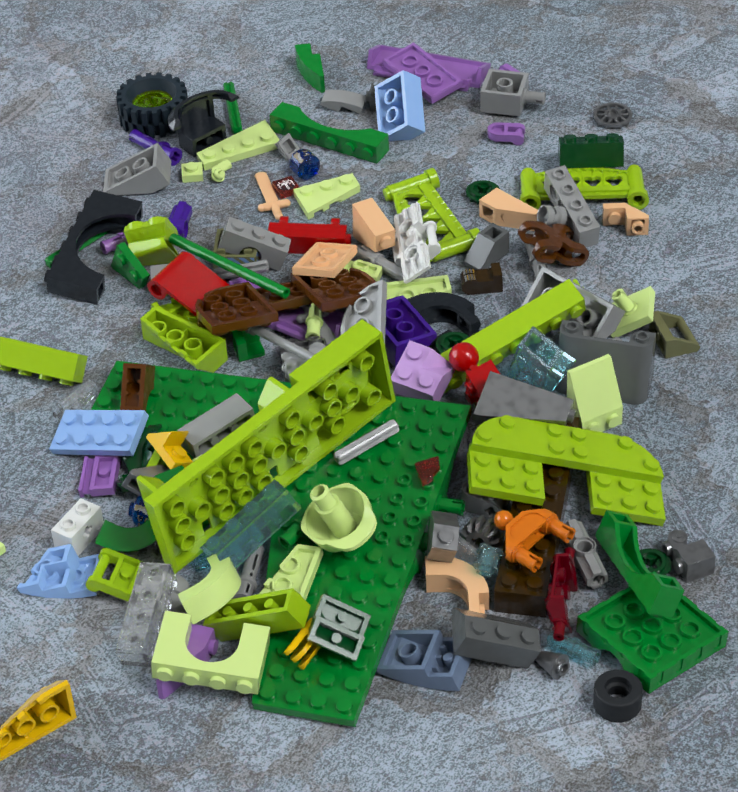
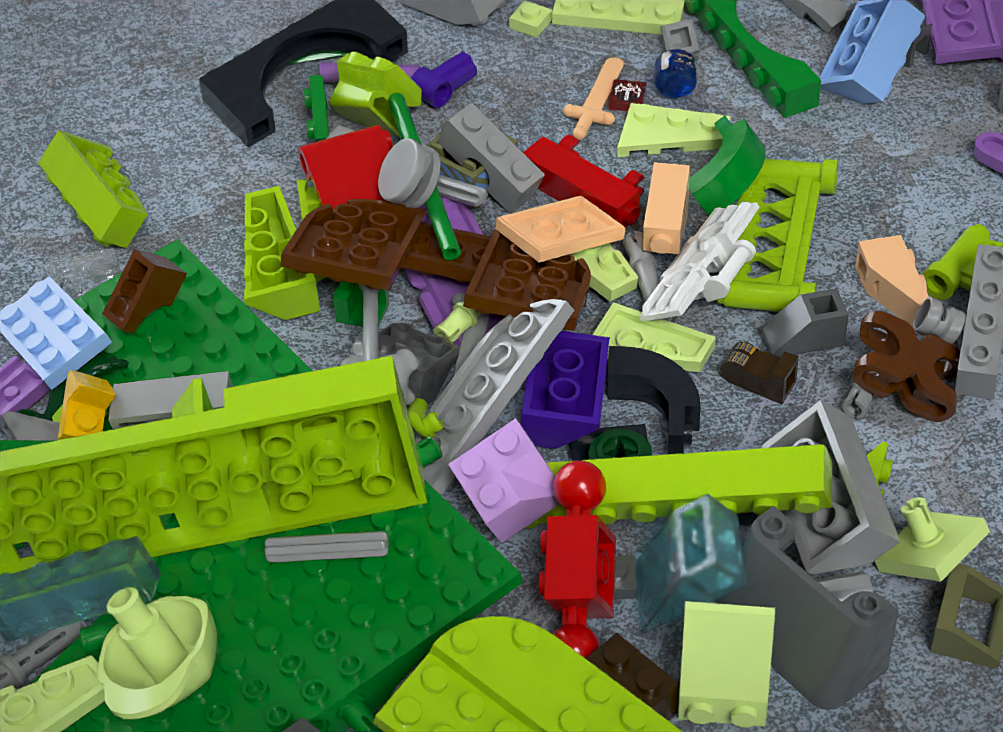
camera: 35 degrees right, 5 degrees up
(219, 170) = (563, 32): yellowish green arm -> none
(227, 265) = (409, 173): none -> light grey head
(384, 190) = (731, 168): none -> green arch
(427, 469) = (360, 644): clear red tile -> none
(477, 187) = (895, 222): dark green gear -> none
(518, 399) = (573, 604): flat silver slope -> none

